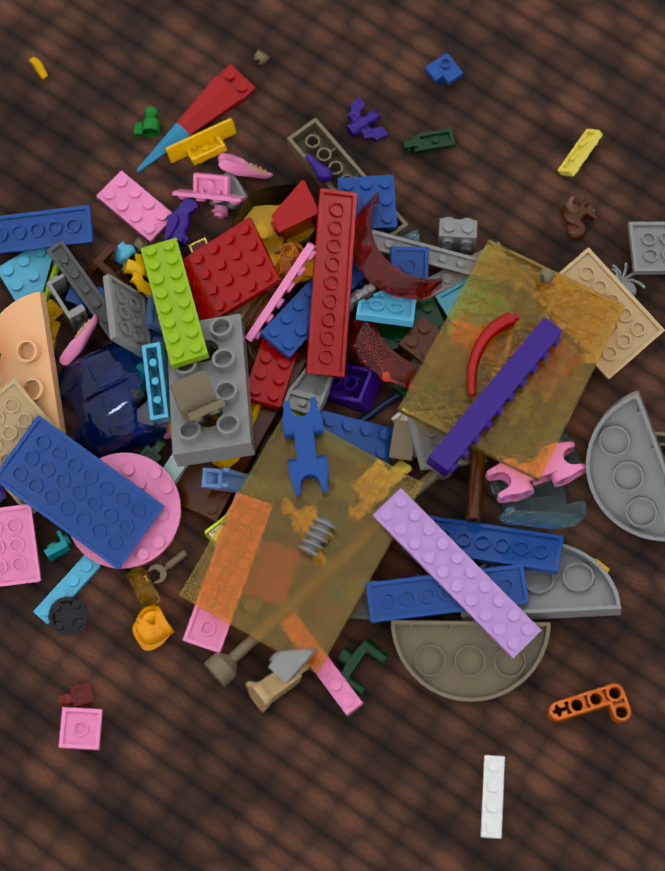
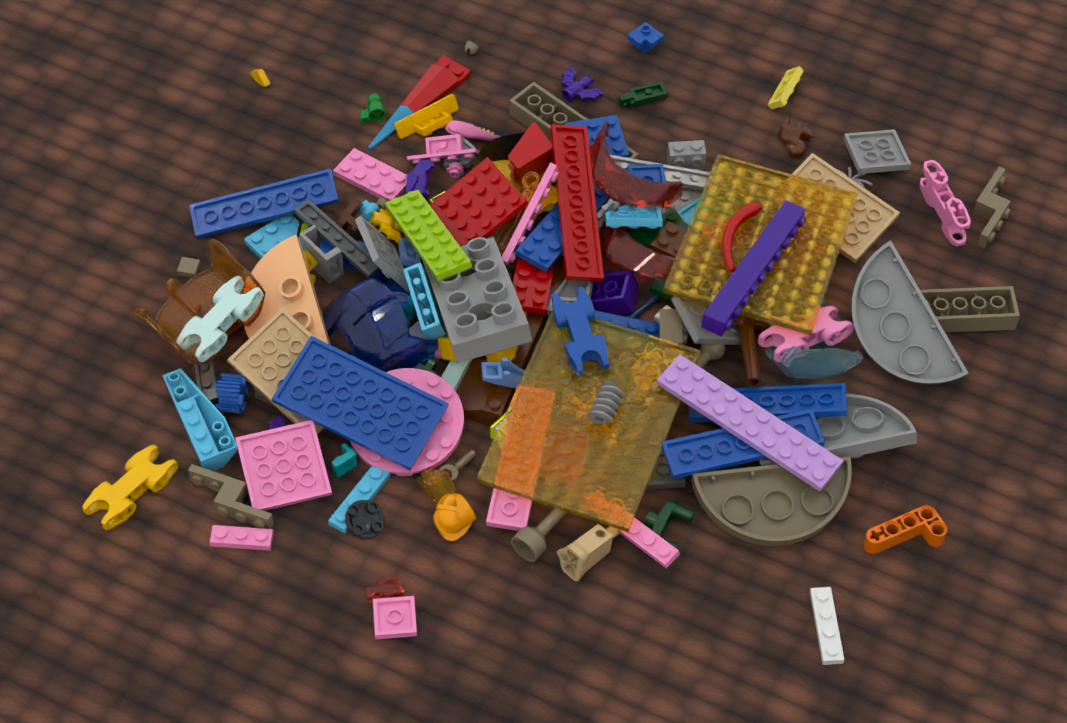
camera: 10 degrees left, 20 degrees down
(79, 342) = (338, 282): bright pink animal -> none
(195, 397) = (467, 292): dark tan bracket -> none
(290, 661) = (603, 512): light grey slope -> none
(323, 173) = (546, 118): dark purple piece -> none
(546, 275) = (779, 173): dark tan hinge -> none

